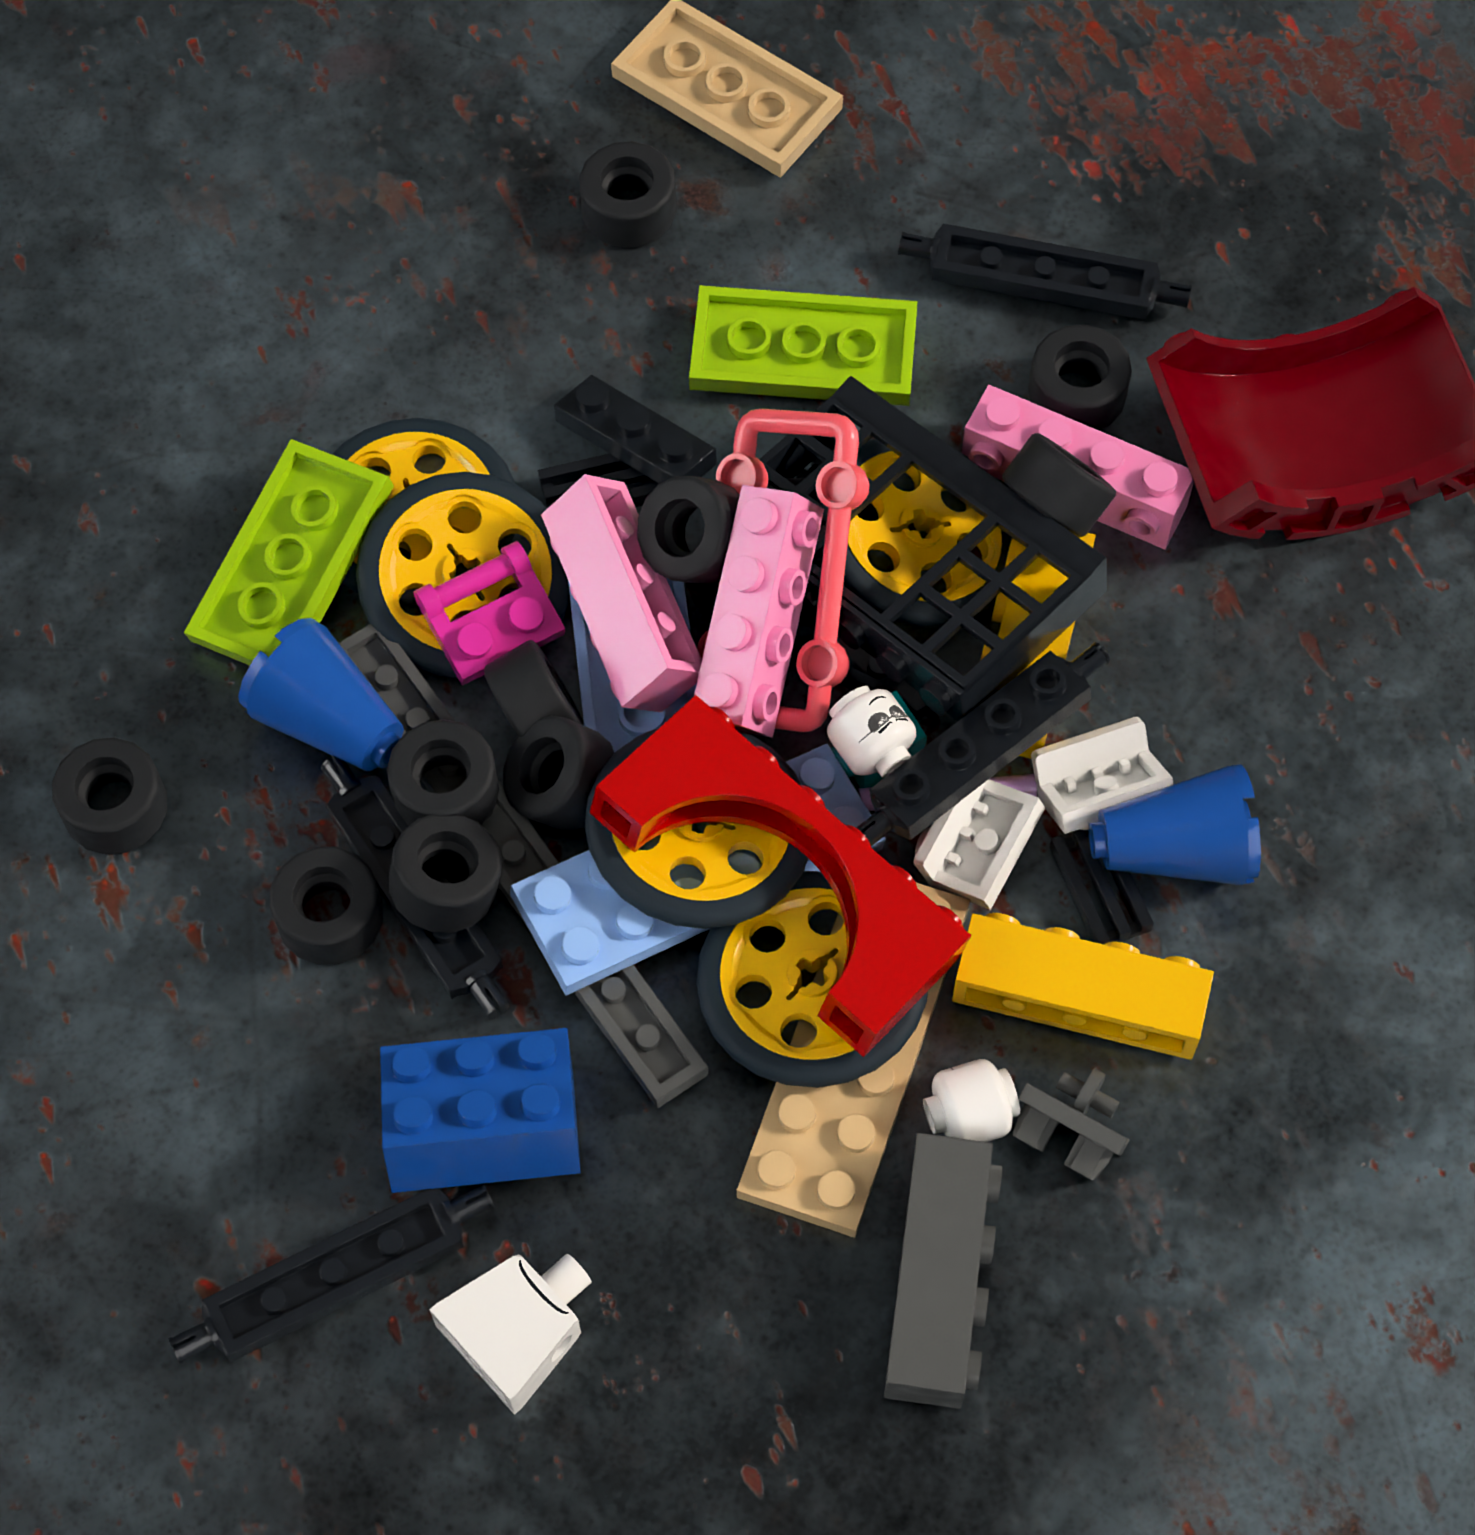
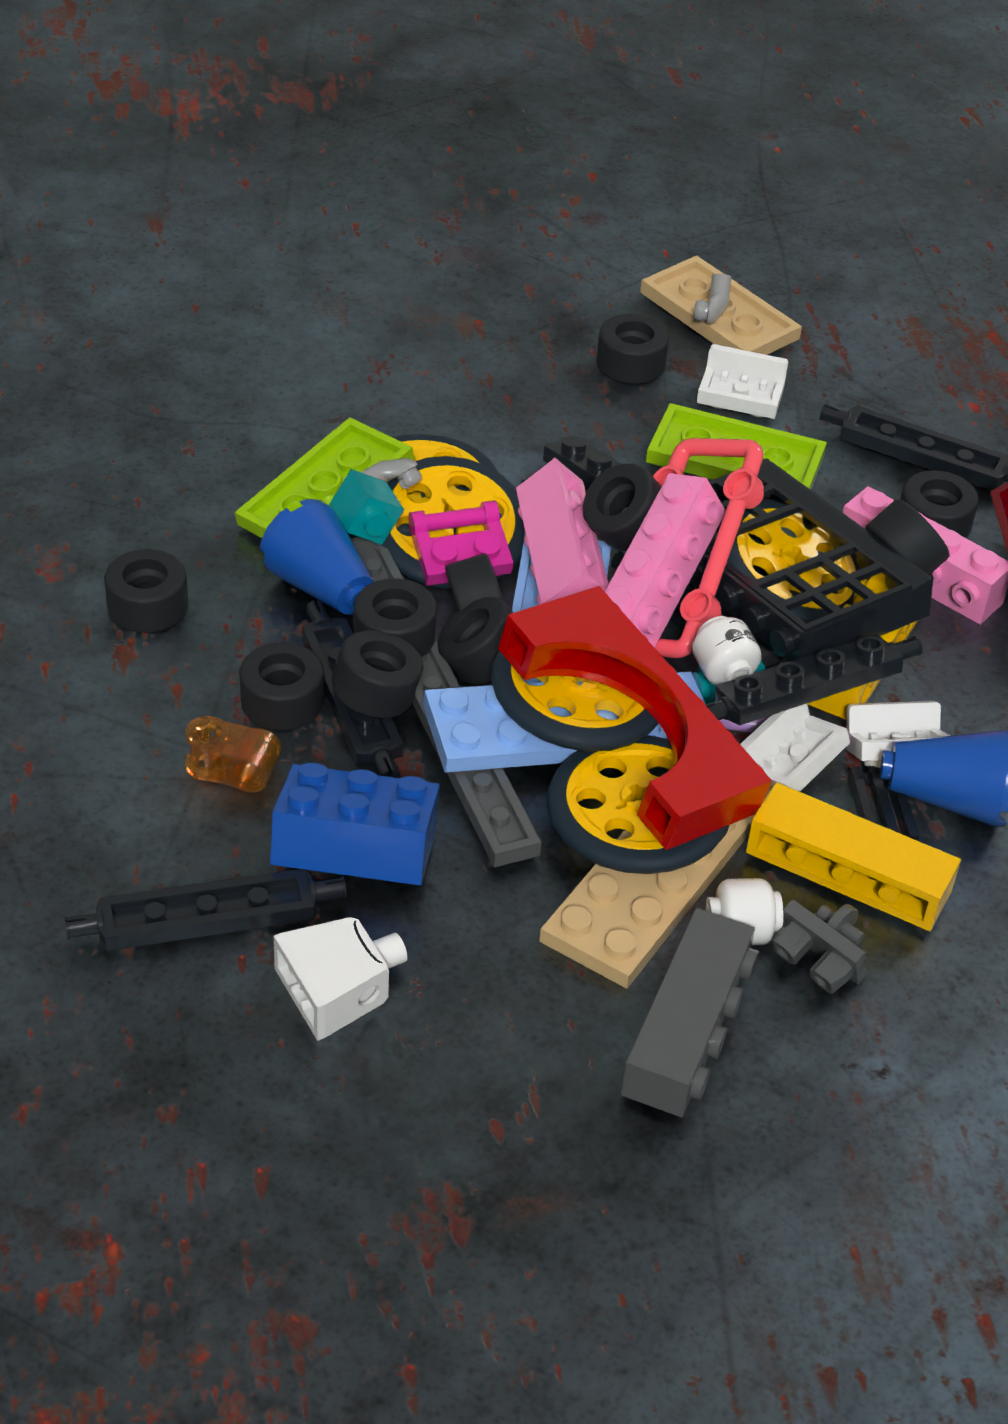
camera: 10 degrees right, 20 degrees down
(301, 1031) = (234, 756): none -> clear orange piece
(357, 599) = (366, 506): none -> teal brick
(368, 529) = (403, 469): none -> light grey arm
(724, 90) = (718, 300): none -> light grey arm
(786, 221) = (743, 381): none -> white bracket

